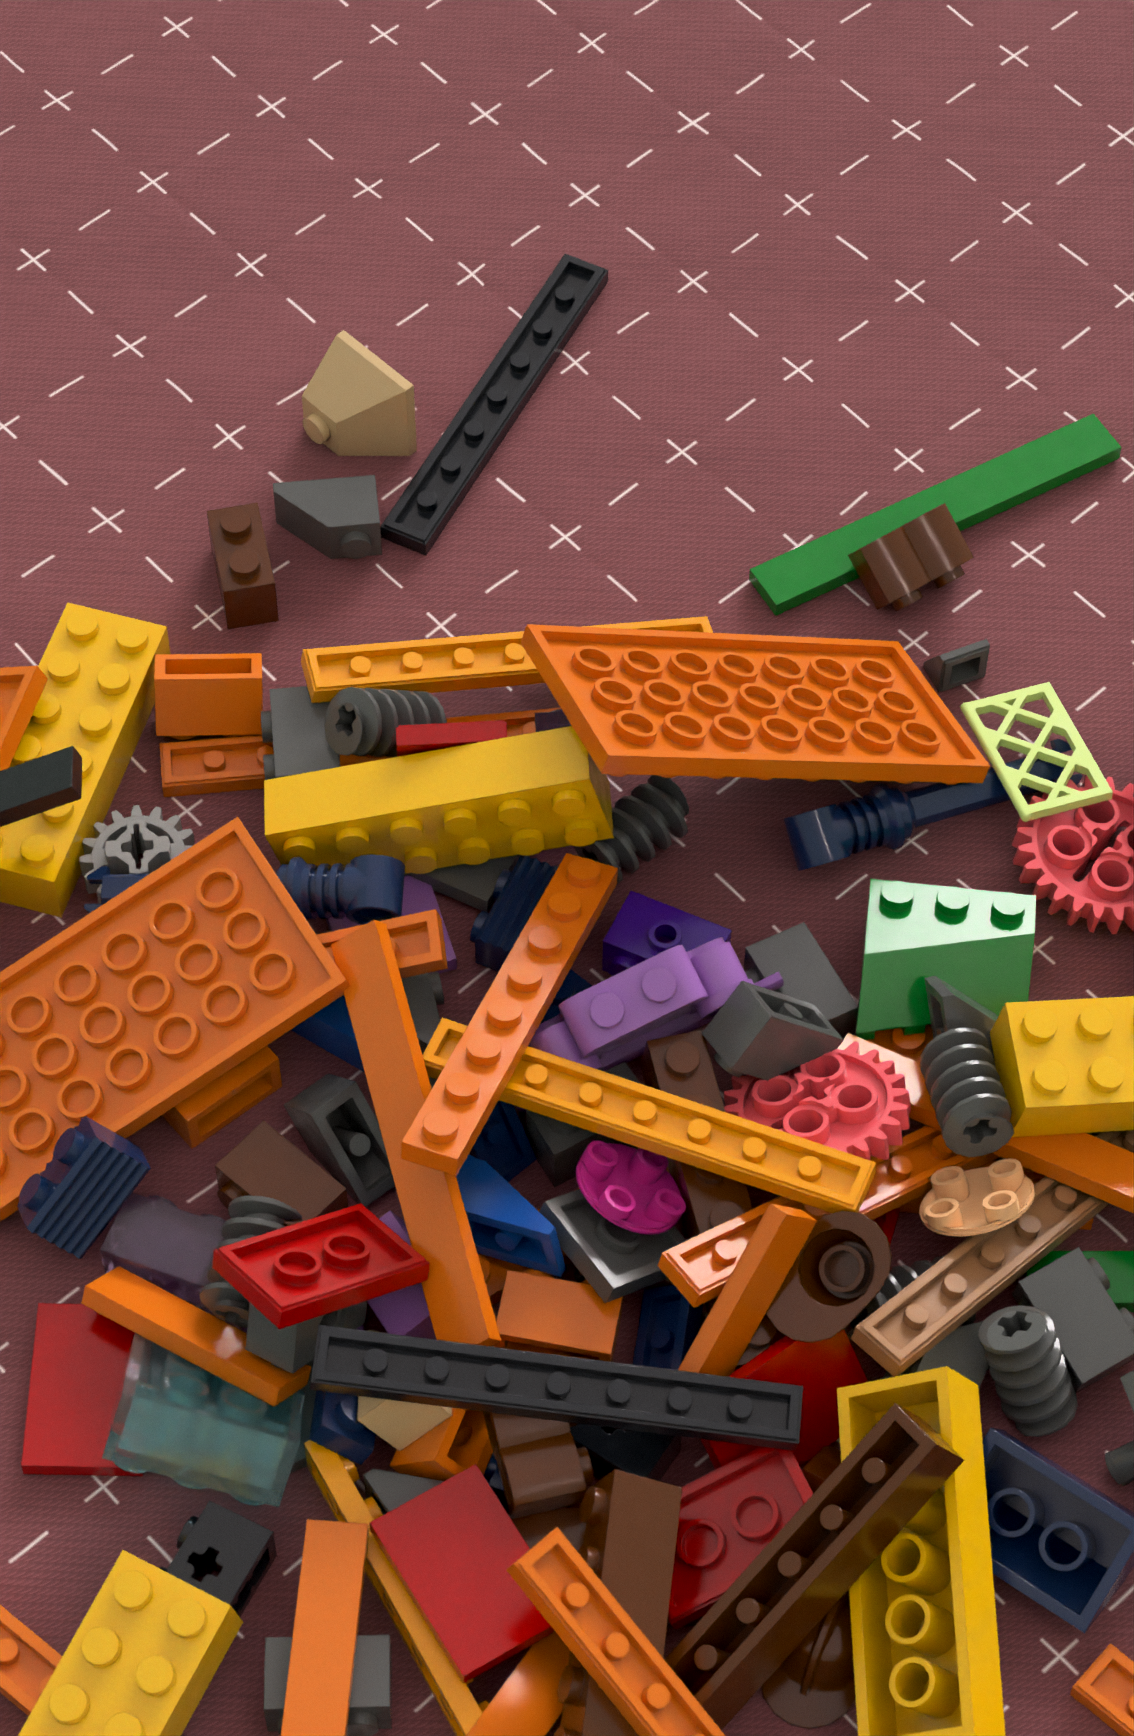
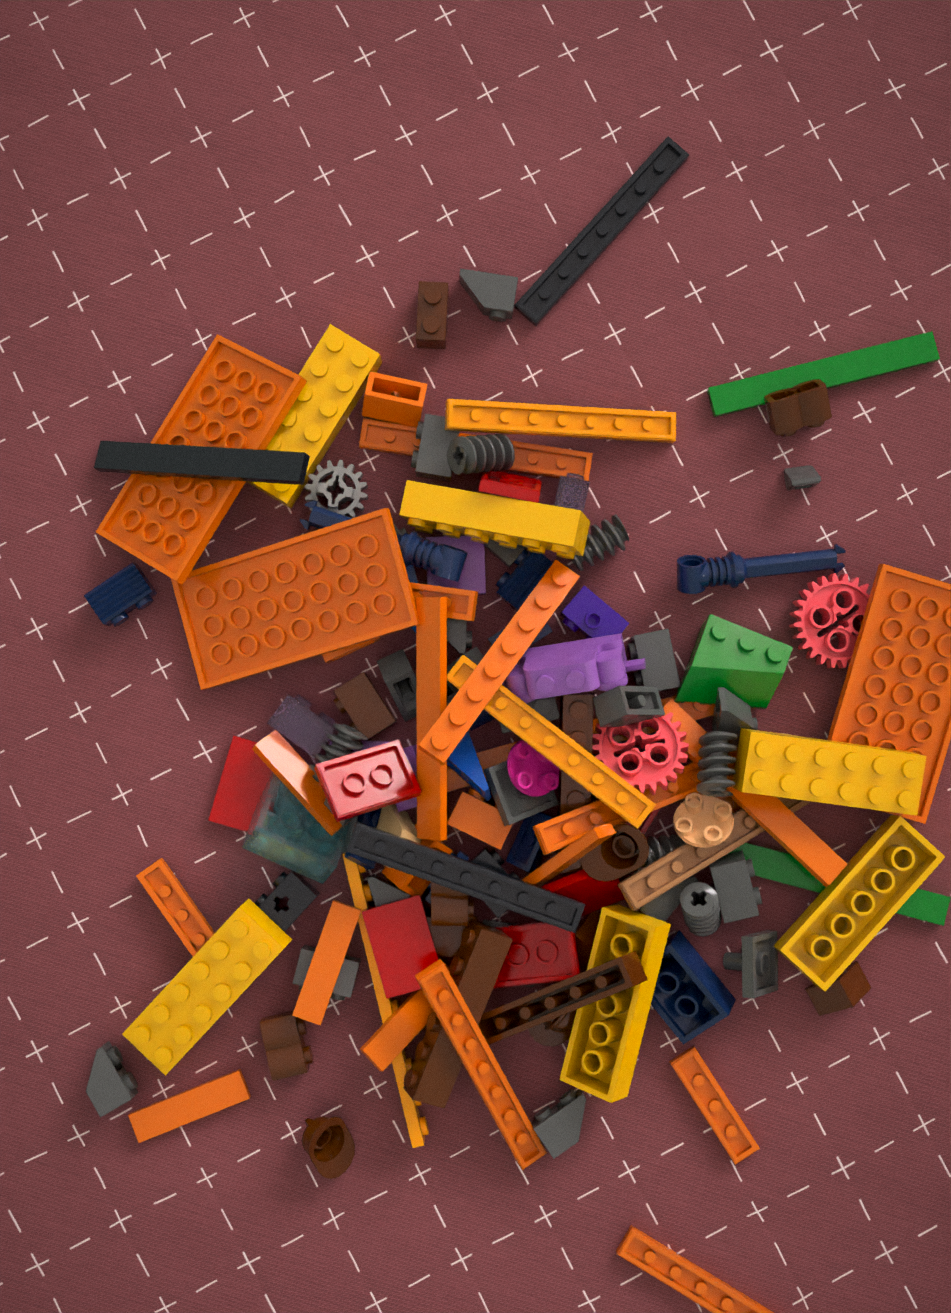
camera: 15 degrees right, 30 degrees up
(82, 1186) = (265, 688): dark blue brick -> none
(359, 403) = (520, 222): tan slope -> none
(751, 706) = (675, 505): orange plate -> none
(1060, 796) = (842, 538): yellowish green window -> none

